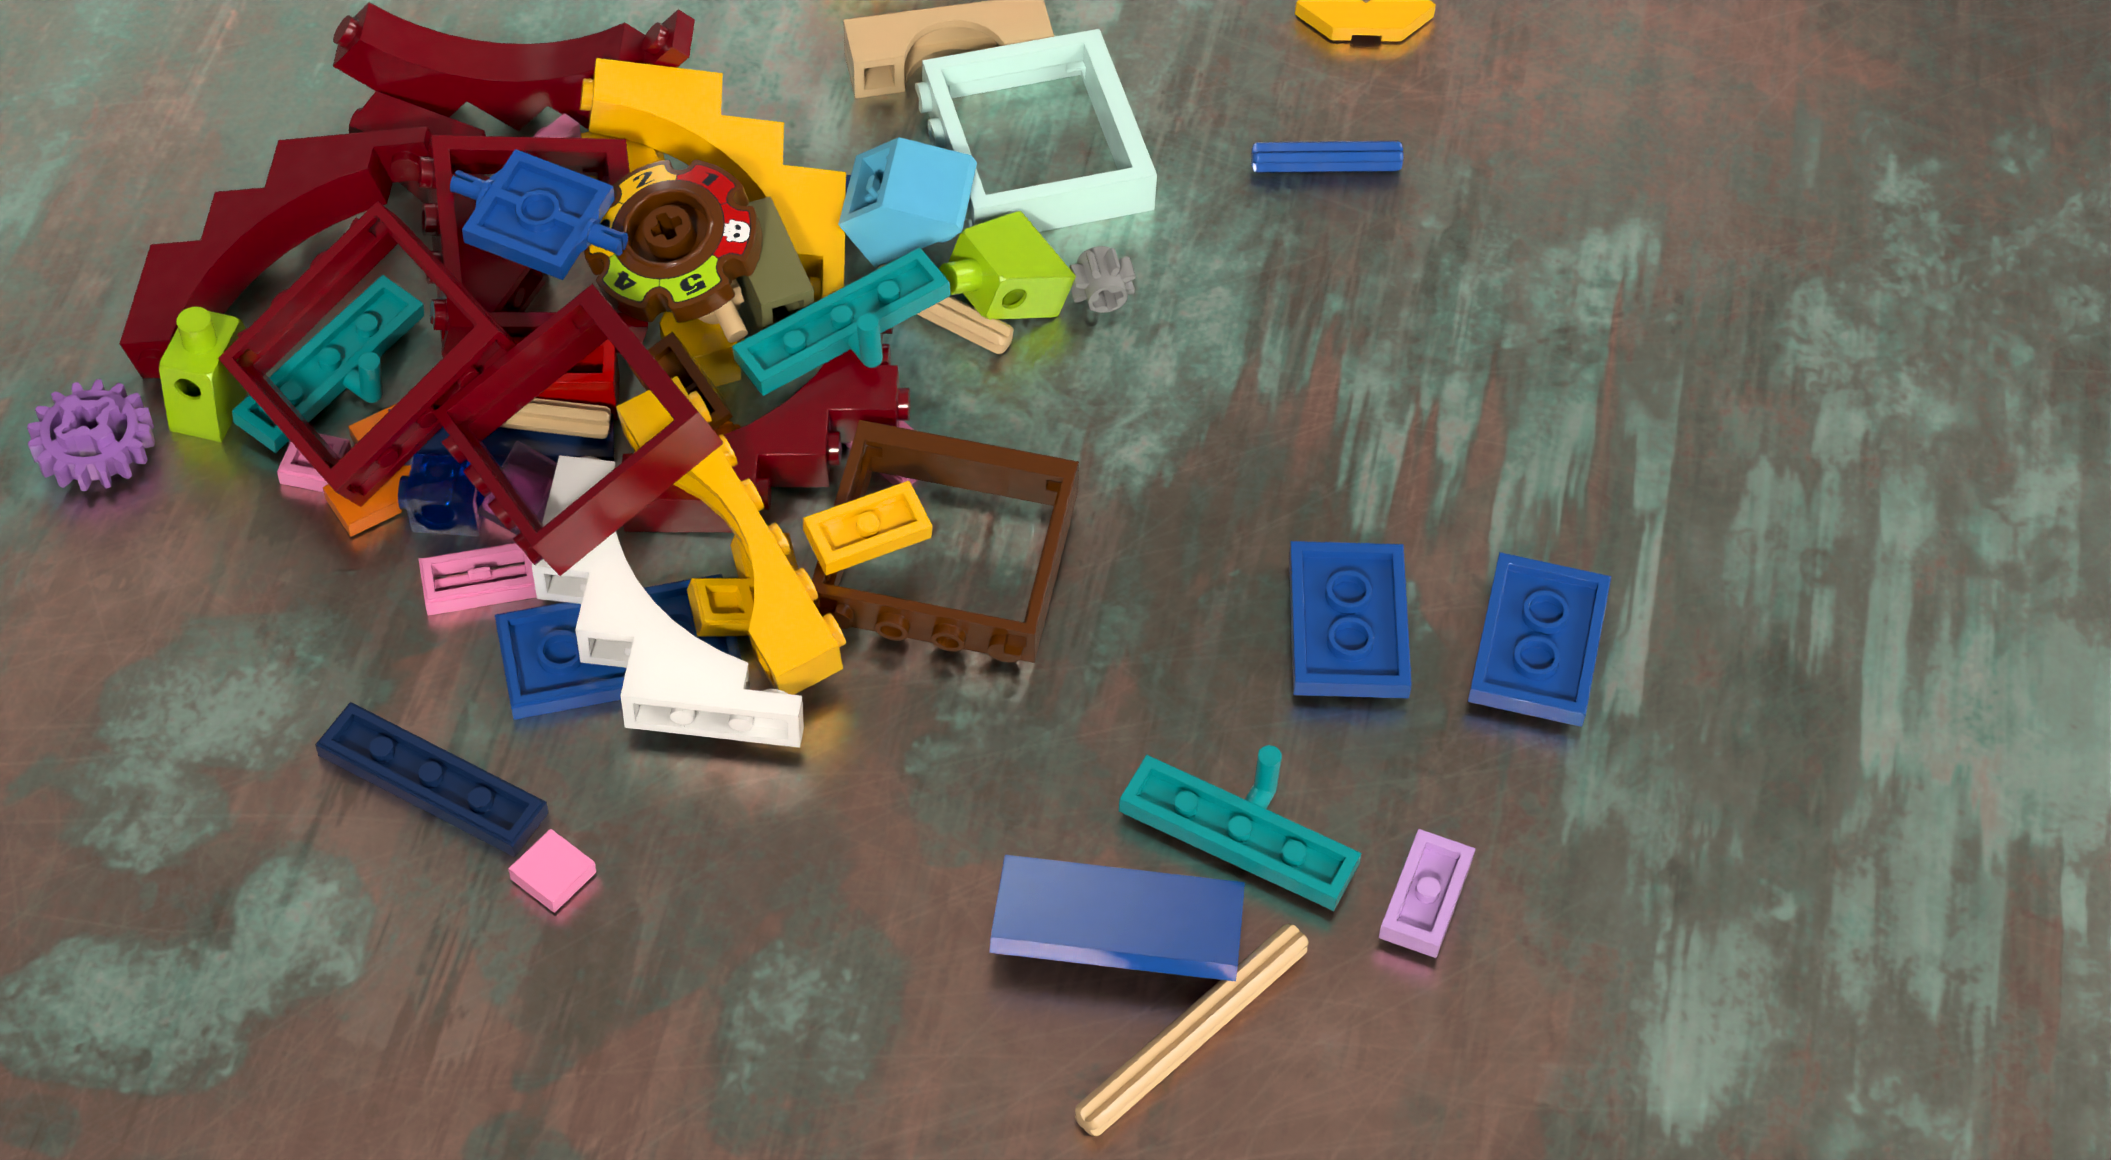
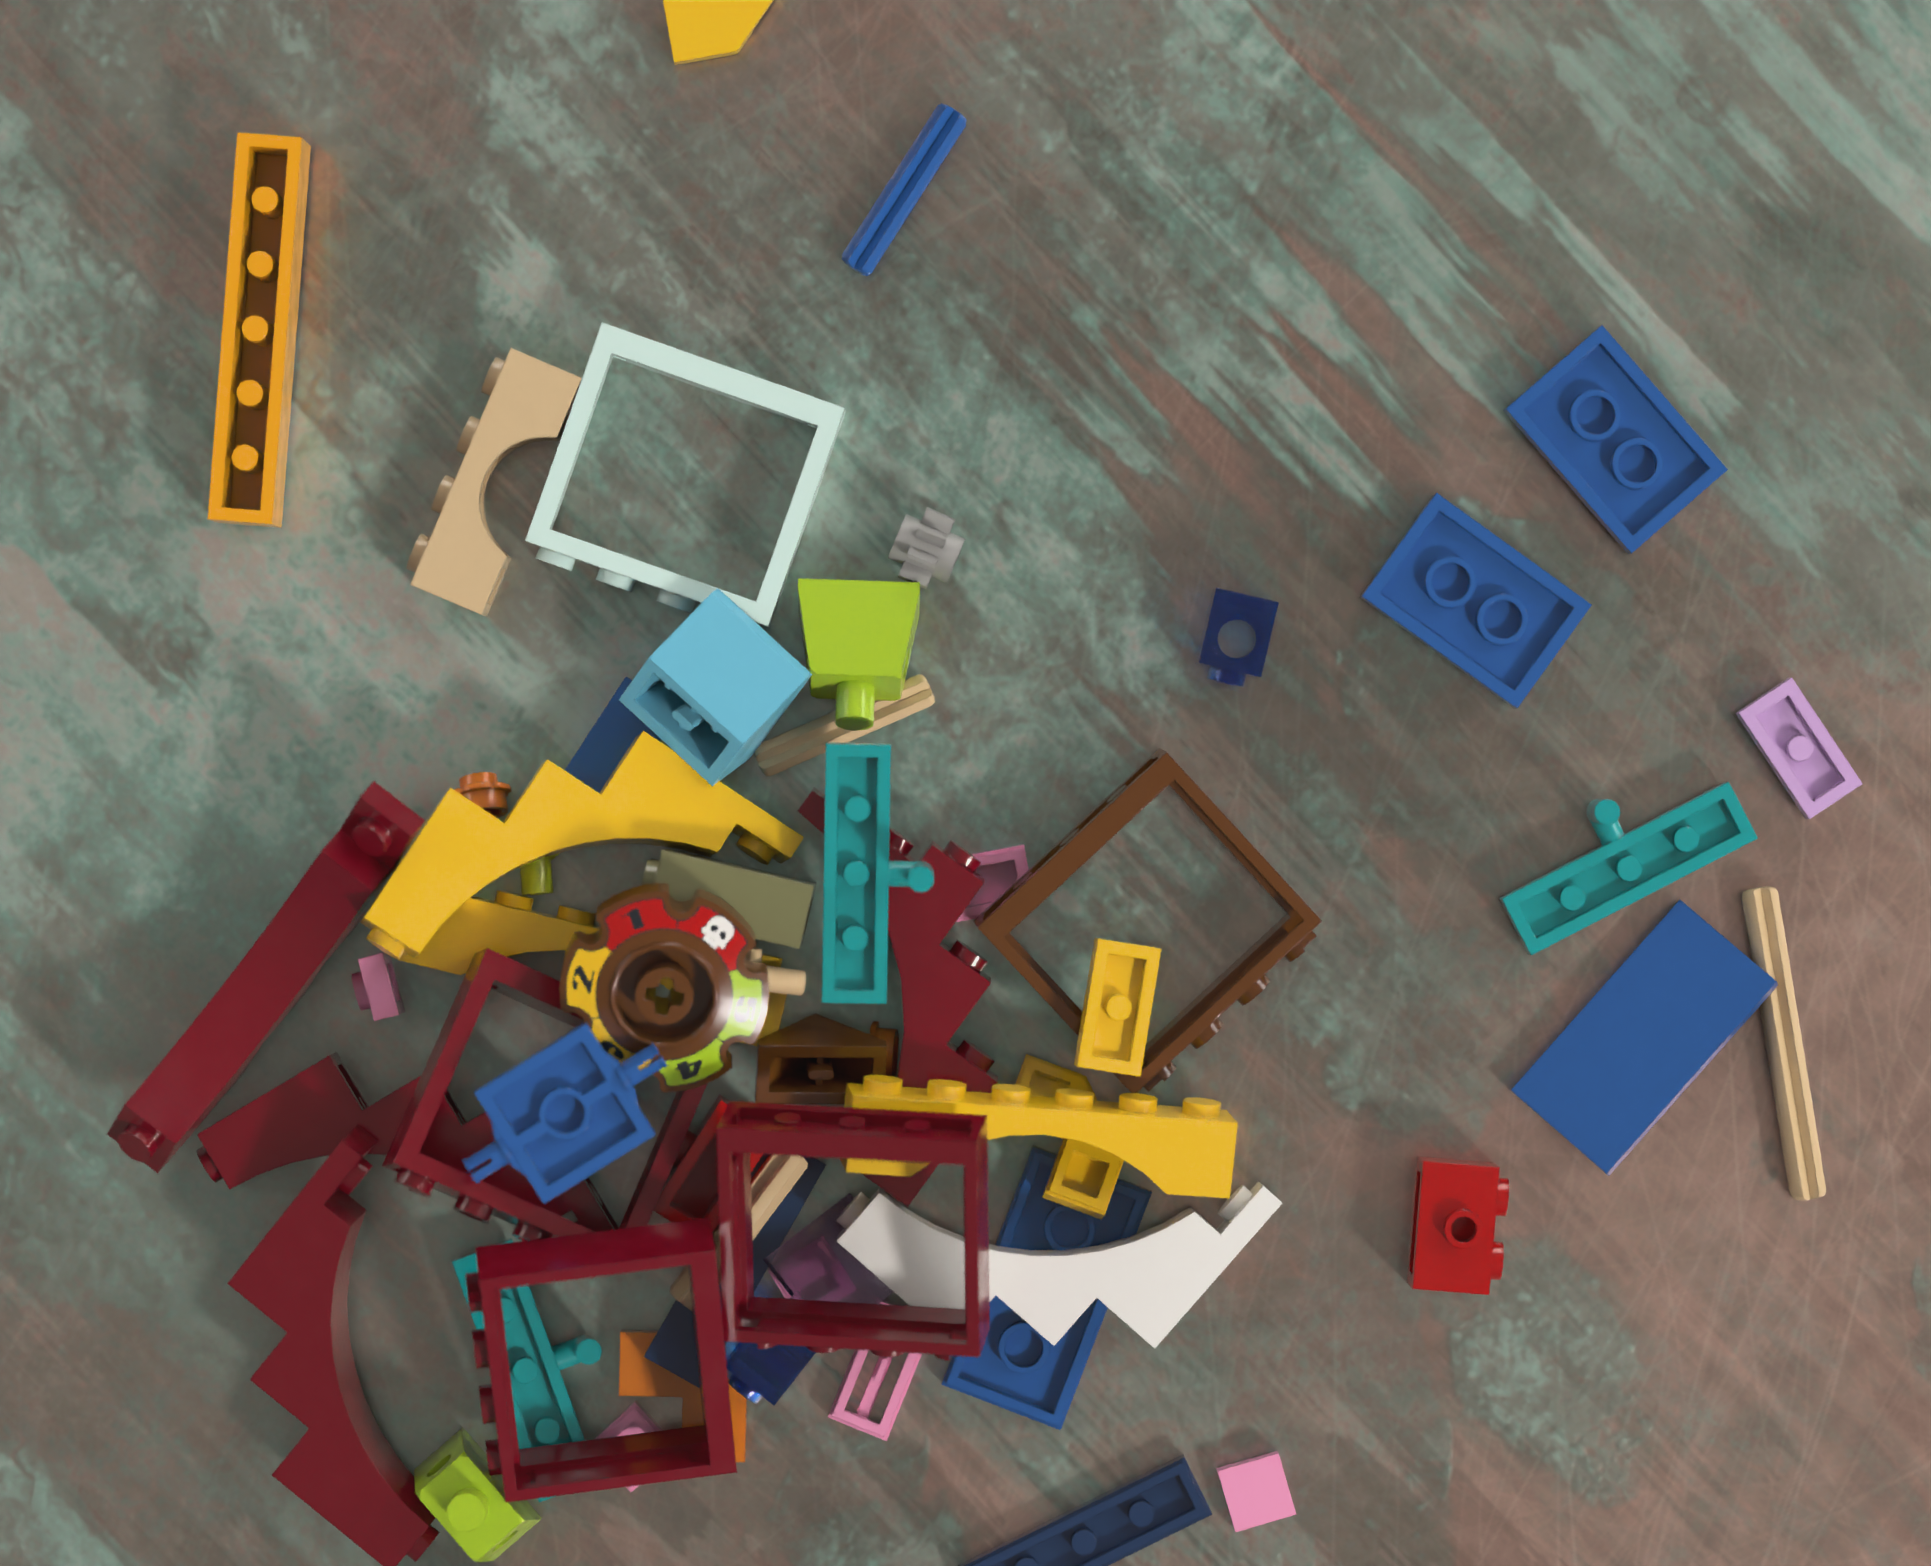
camera: 50 degrees left, 35 degrees up
(867, 873) = (1456, 1225): none -> red brick
(1197, 485) = (1252, 611): none -> clear blue brick

